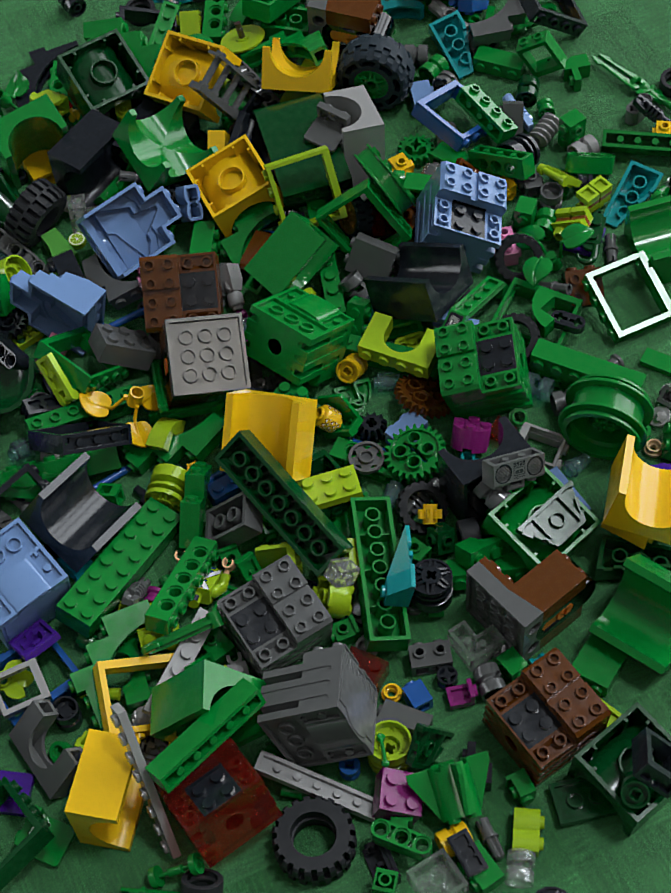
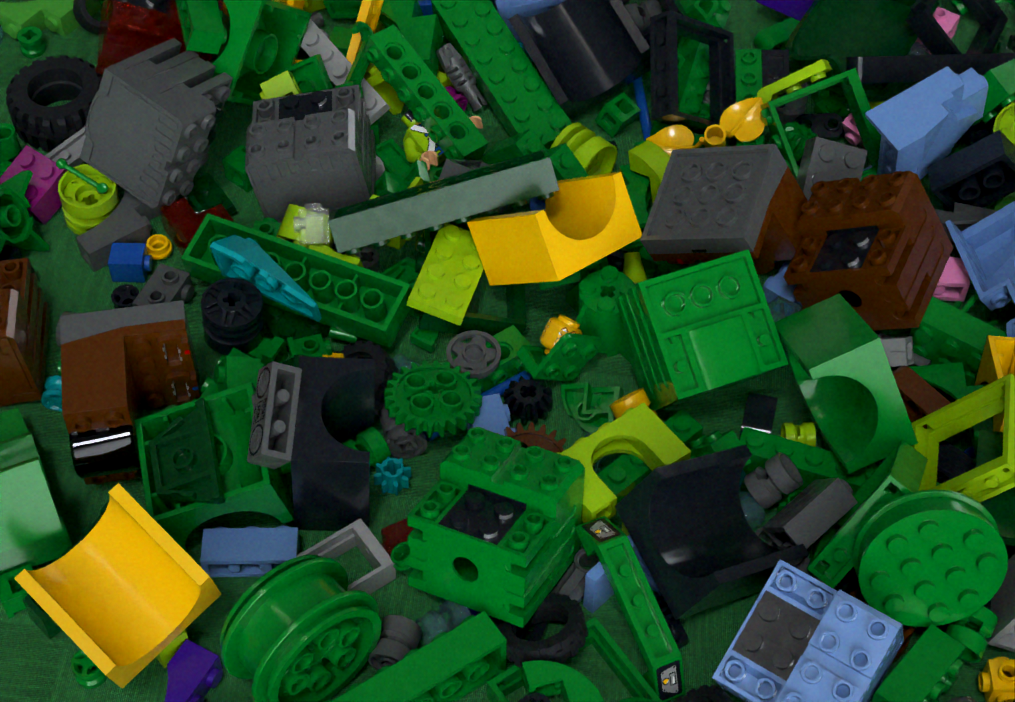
camera: 115 degrees right, 5 degrees down
(426, 745) = (58, 237): dark green wing -> none
(461, 695) = (93, 299): magenta bracket -> none
(470, 434) = (404, 481): magenta brick -> none

